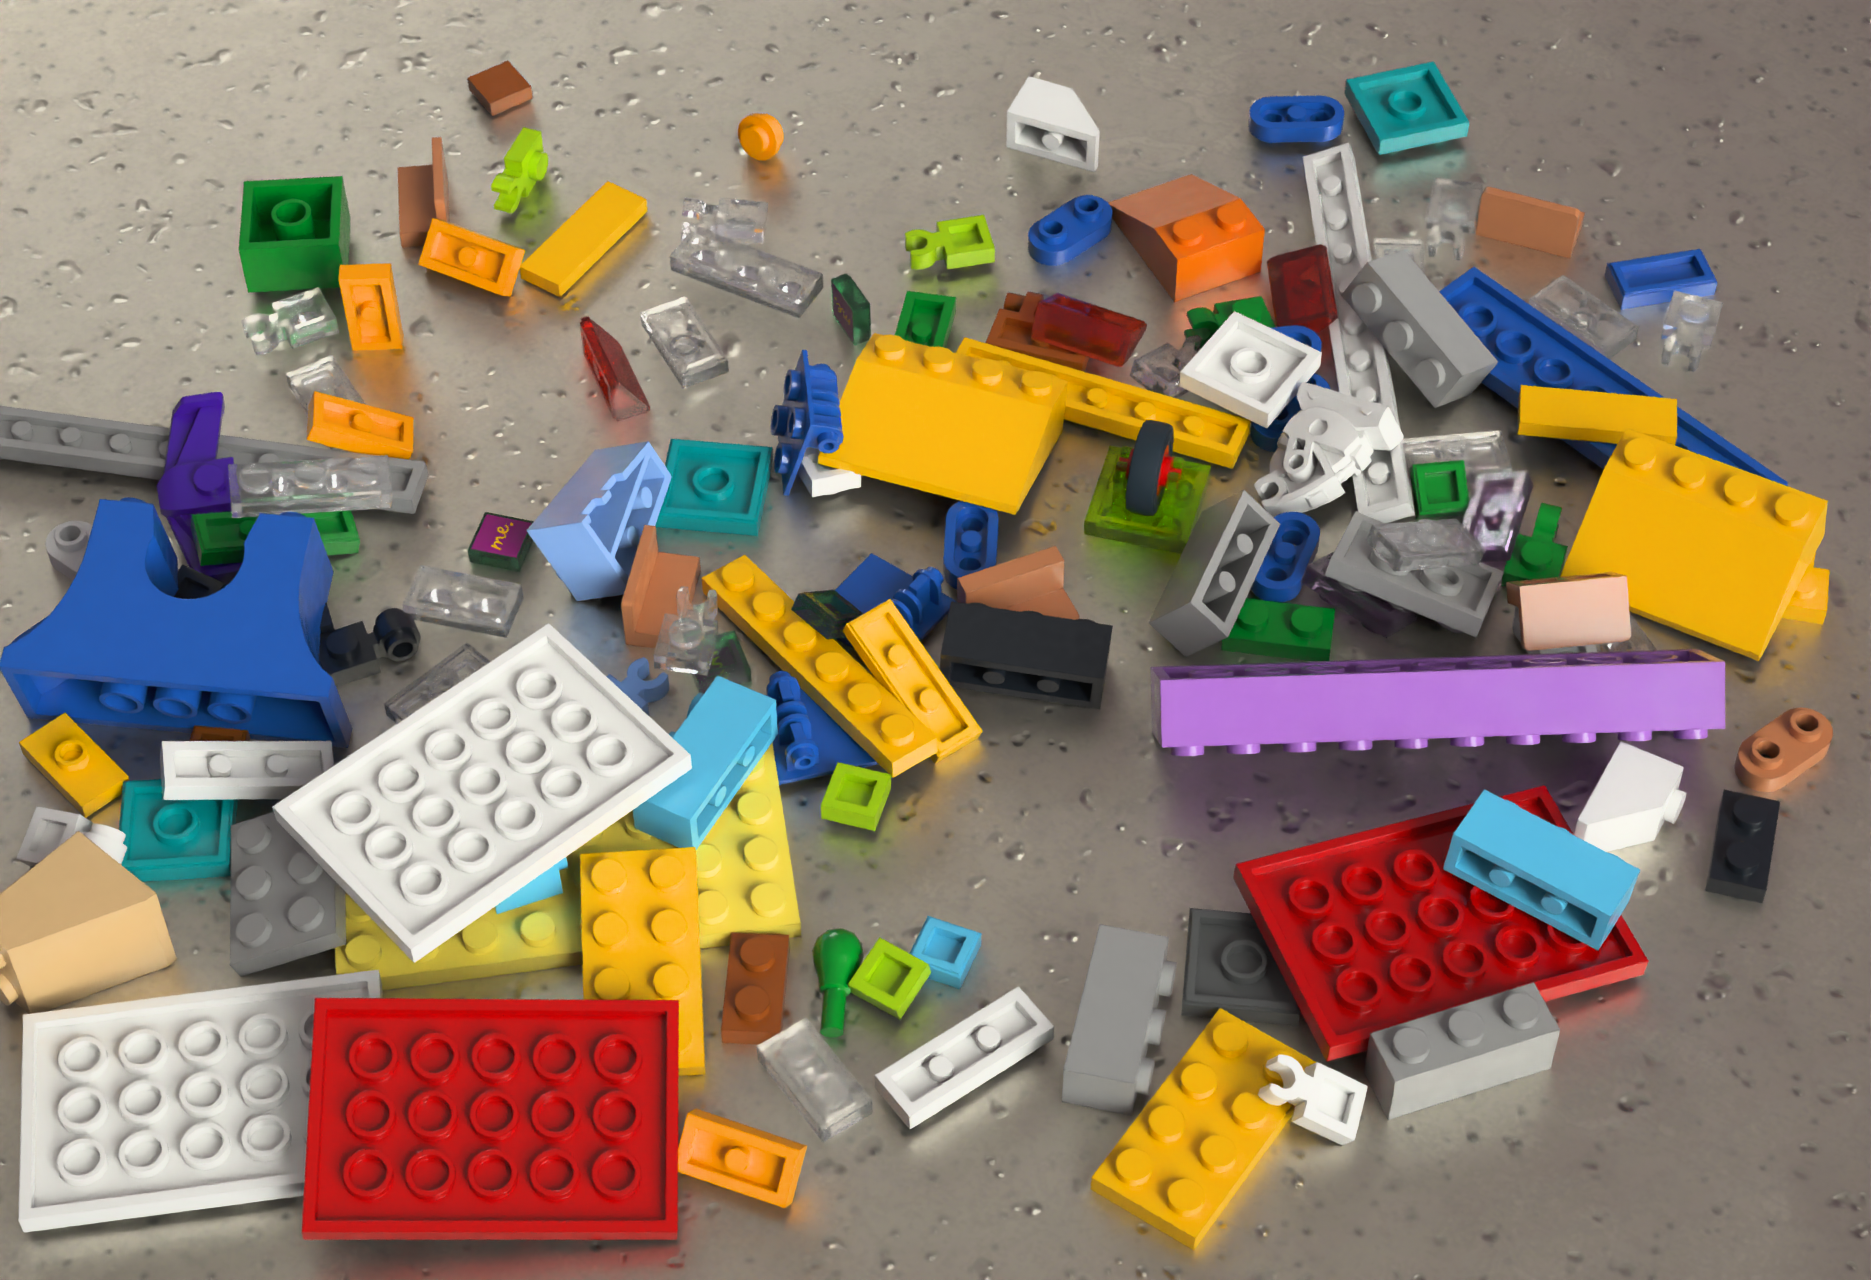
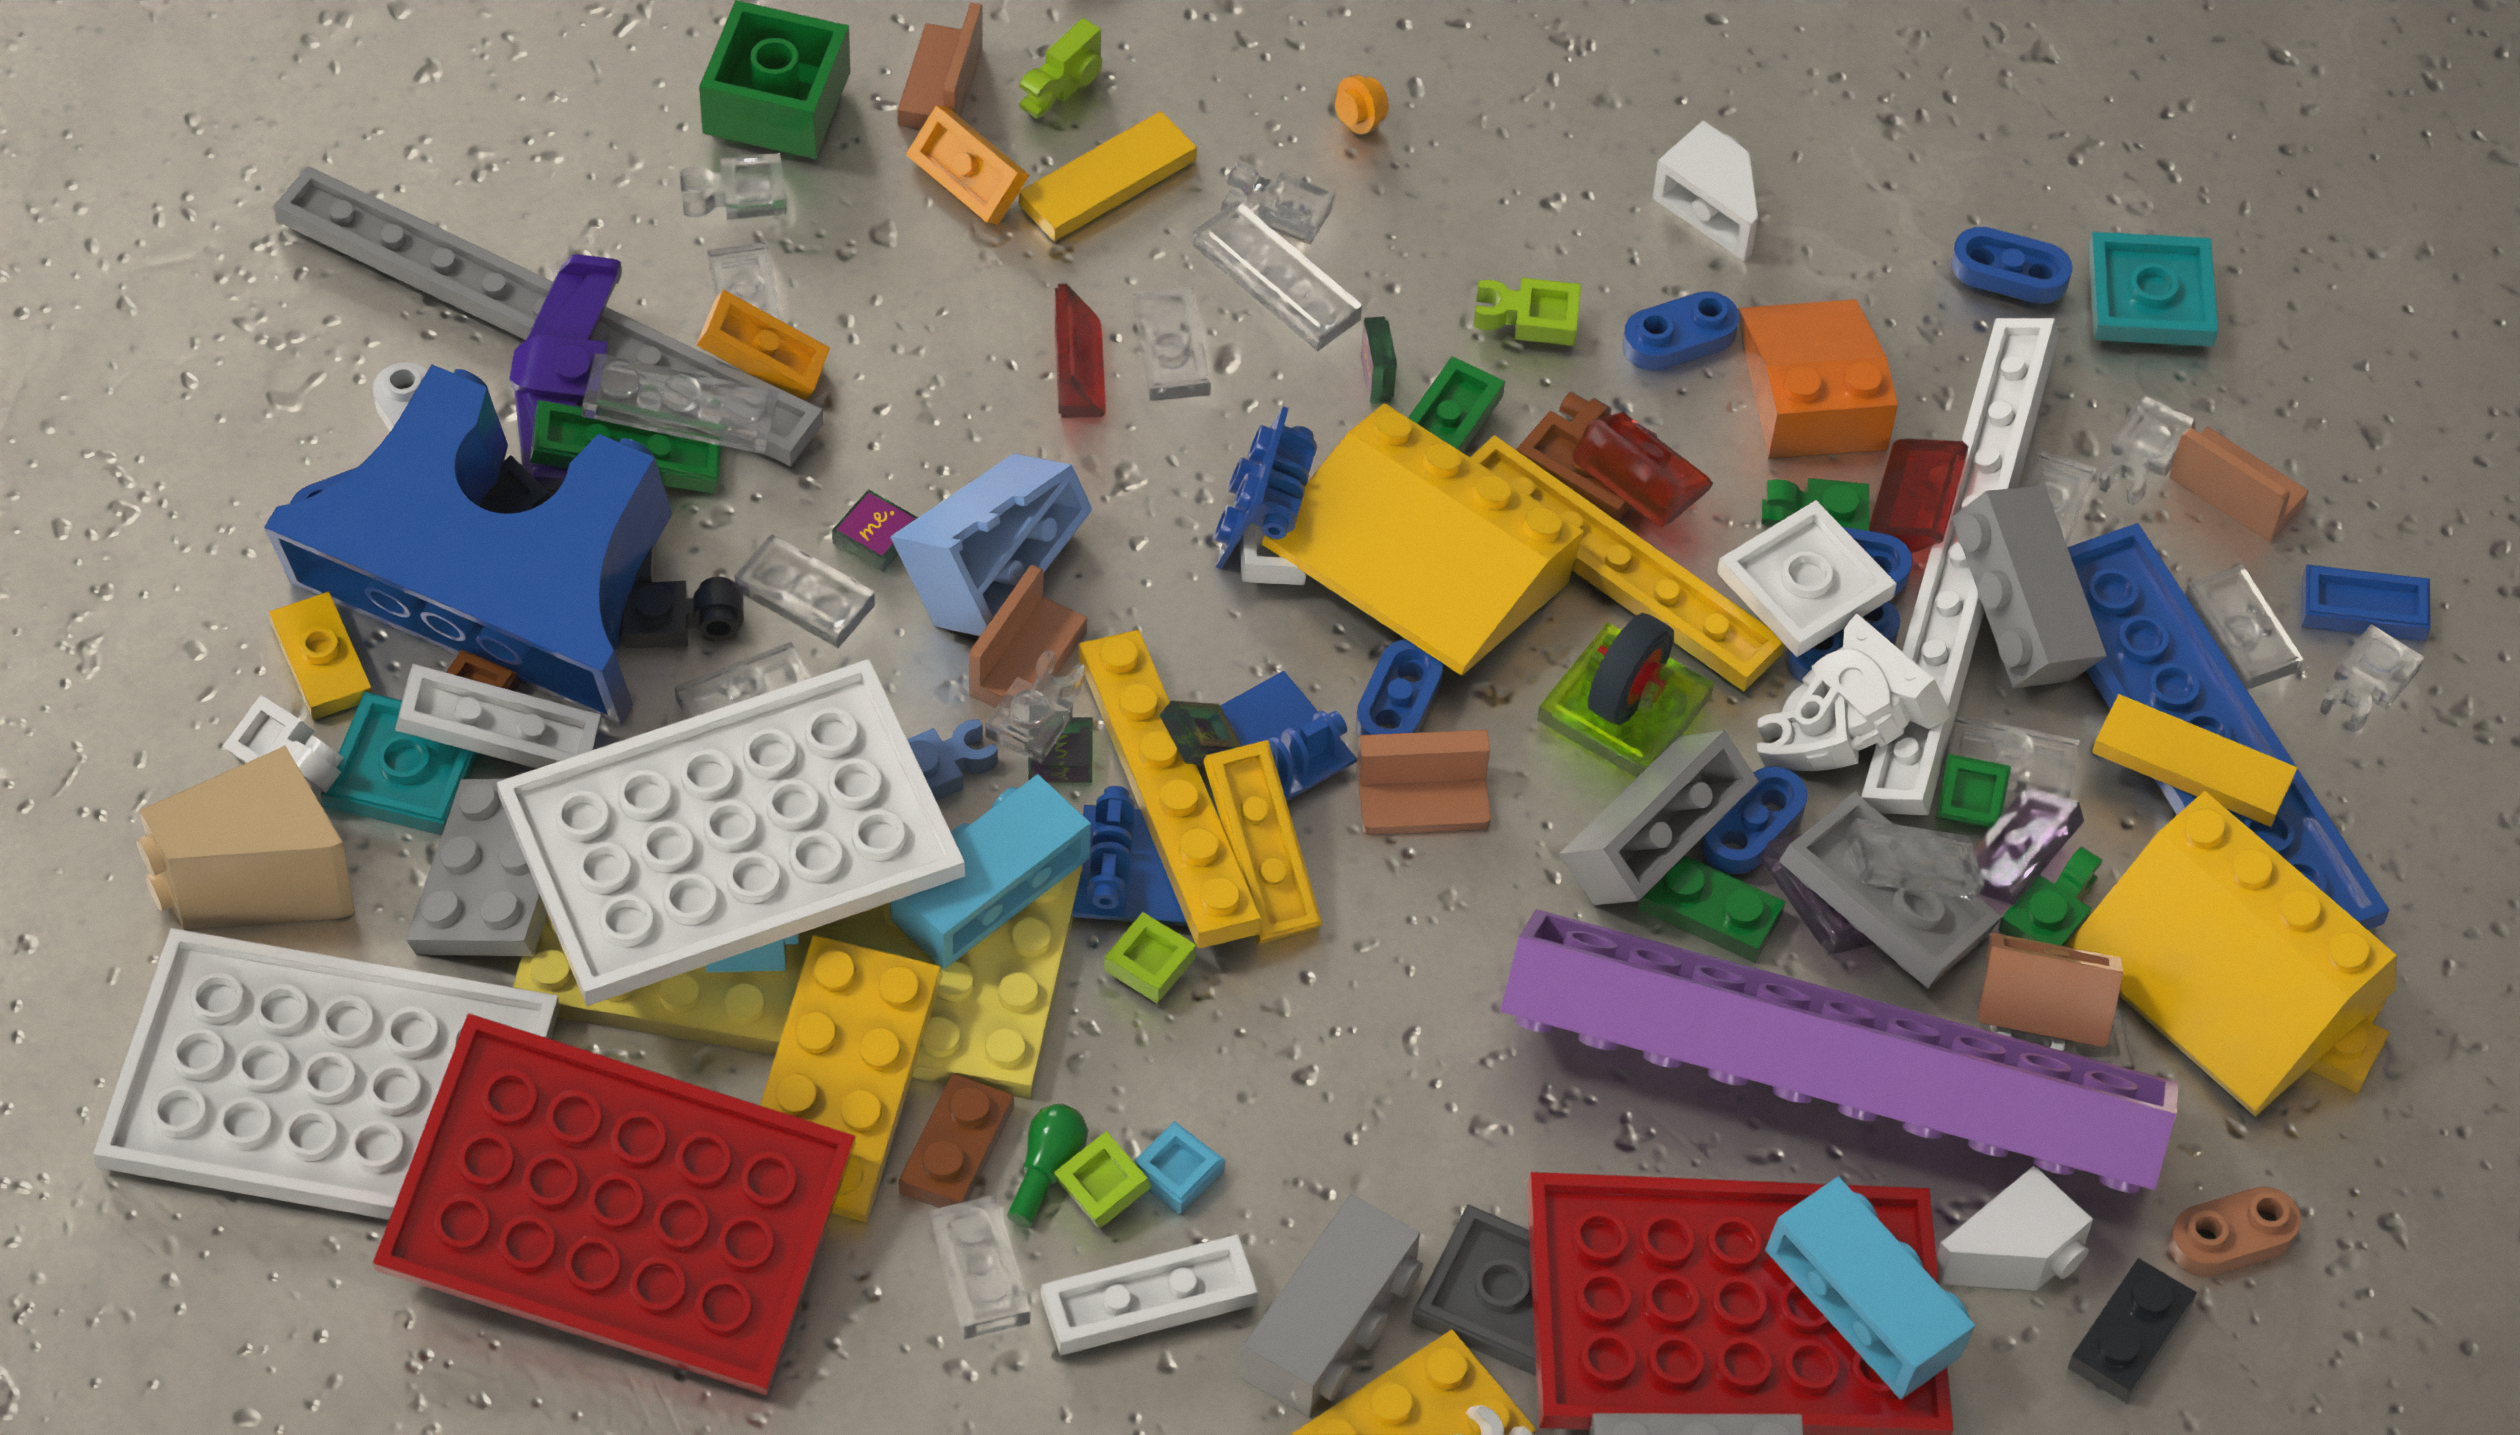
camera: 15 degrees right, 5 degrees up
(371, 306) = (826, 199): light orange plate -> none
(716, 487) = (1140, 534): teal tile -> none
(740, 1157) = (863, 1329): light orange plate -> none
(1025, 654) = (1404, 849): black brick -> none
(1161, 368) = (1710, 538): clear plate -> none

